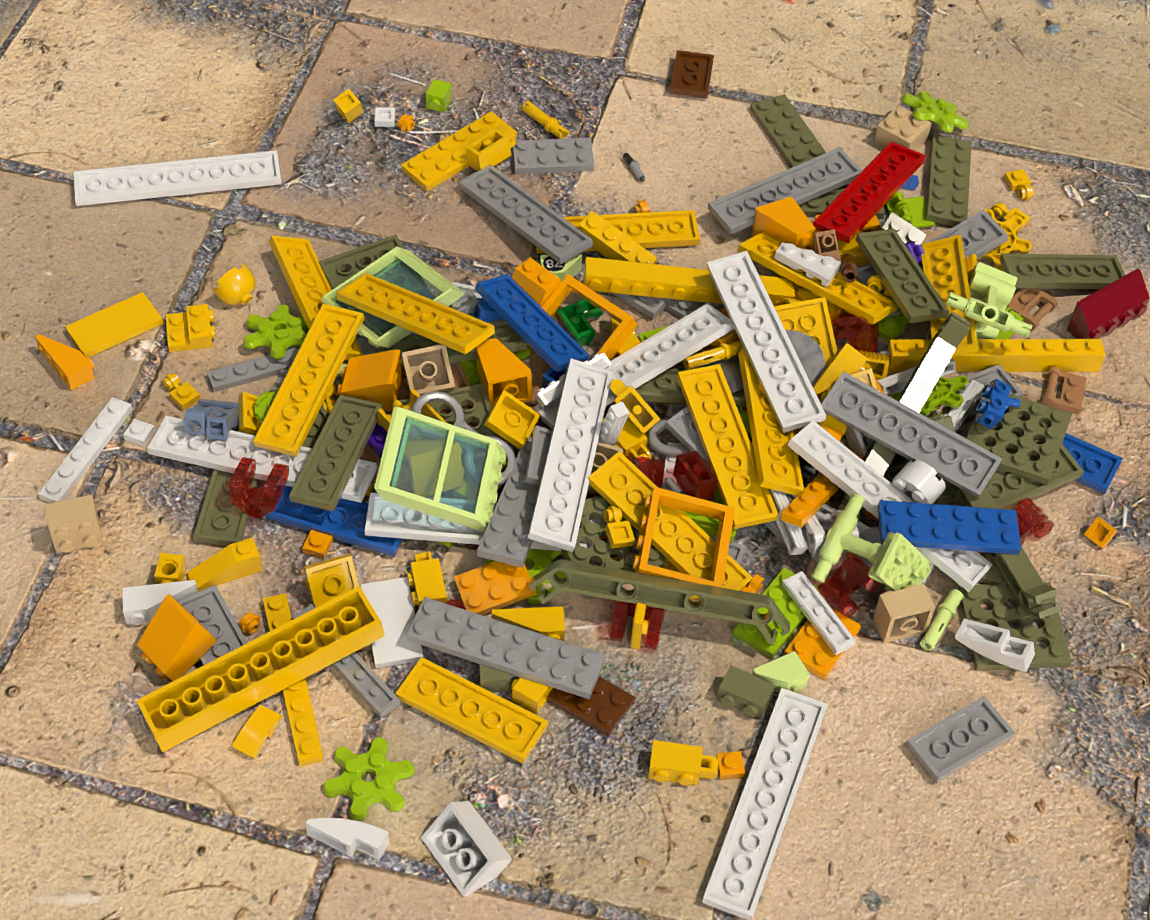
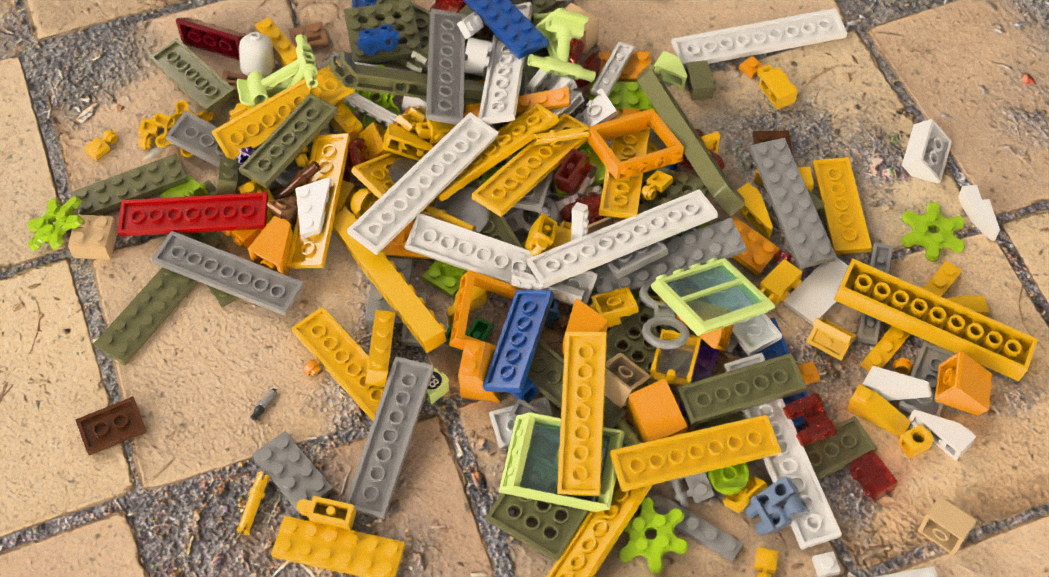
camera: 120 degrees left, 5 degrees up
(173, 515) = (873, 475): none -> clear red brick
(237, 585) = (896, 385): none -> white slope
(743, 473) = (561, 135): none -> yellow pin
(763, 552) = (598, 110): none -> white wing
(959, 488) = (470, 24): none -> white plate
(1055, 320) = (256, 54): none -> white cylinder

